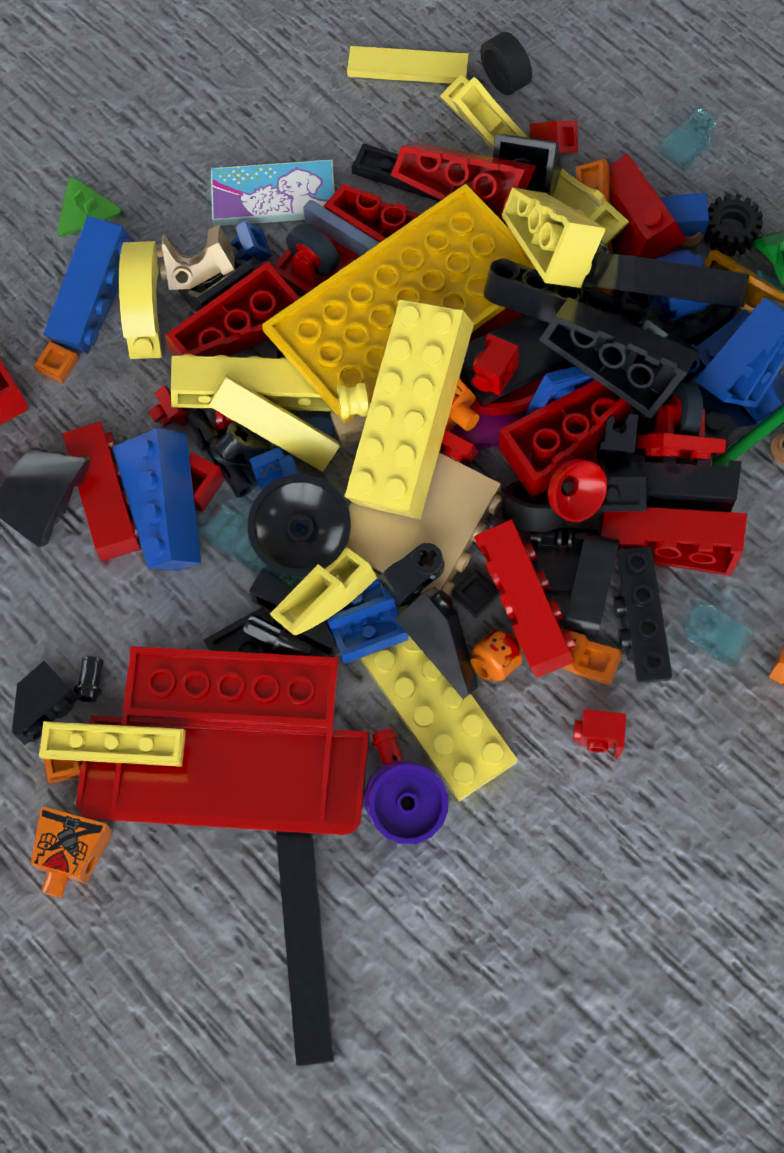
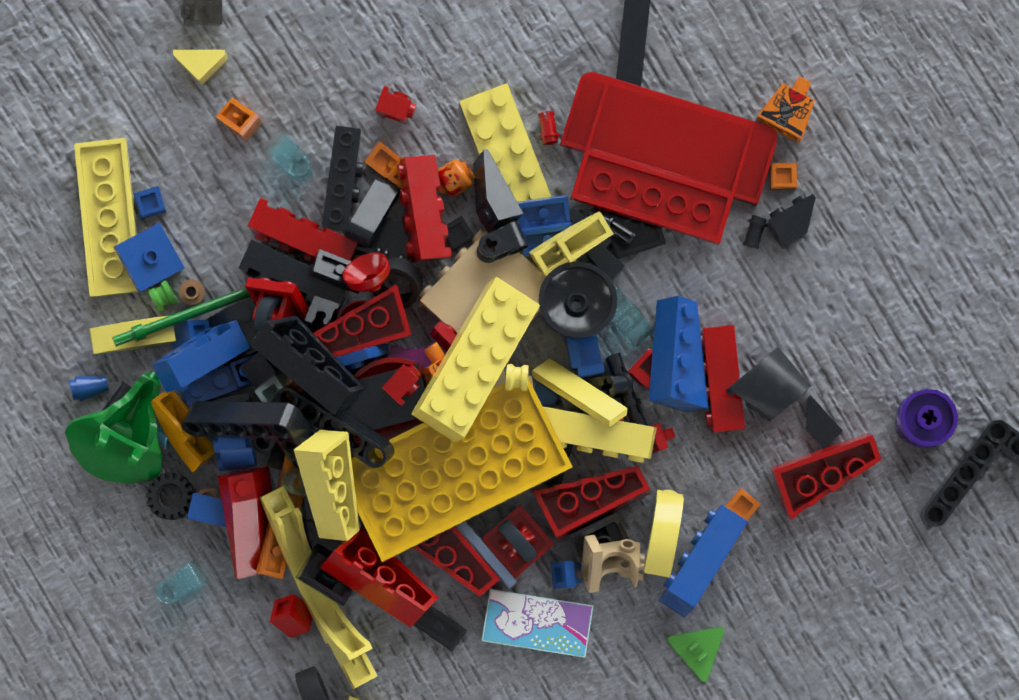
camera: 170 degrees left, 15 degrees up
(112, 743) = (744, 172): light yellow tile -> none
(427, 805) = (545, 83): dark purple wheel -> none

